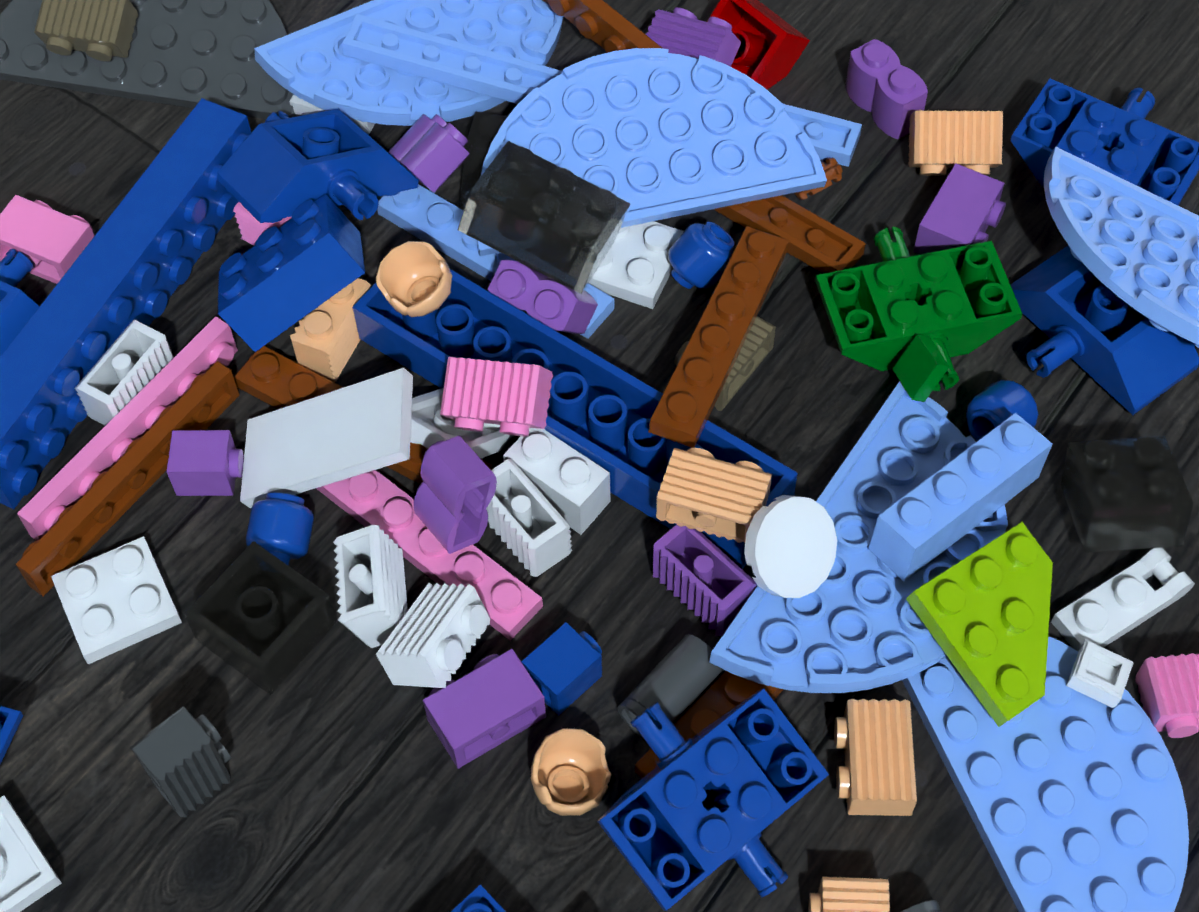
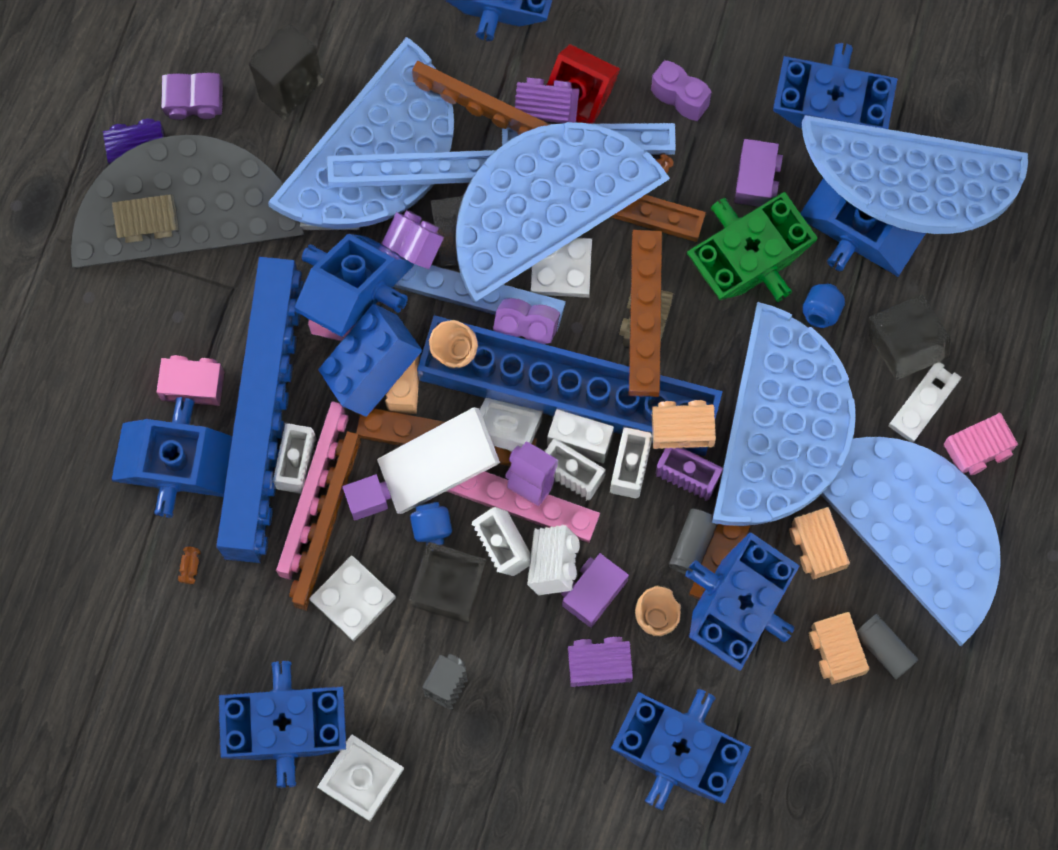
camera: 20 degrees left, 15 degrees up
(443, 822) = (600, 662): none -> medium lavender brick
(496, 394) = (532, 404): bright pink brick -> none
(543, 216) = (514, 274): clear smoke brick -> none
(564, 666) = (630, 550): blue brick -> none
(616, 538) = (631, 463): none -> white brick
(700, 255) = (610, 256): blue head -> none
(791, 546) = (738, 443): white tile -> none
(920, 368) = (768, 293): green tile -> none
(954, 137) = (737, 118): light nougat brick -> none
(959, 496) = (819, 375): light blue brick -> none
(994, 620) = (859, 443): lime plate -> none
(1100, 674) = (925, 453): white tile -> none

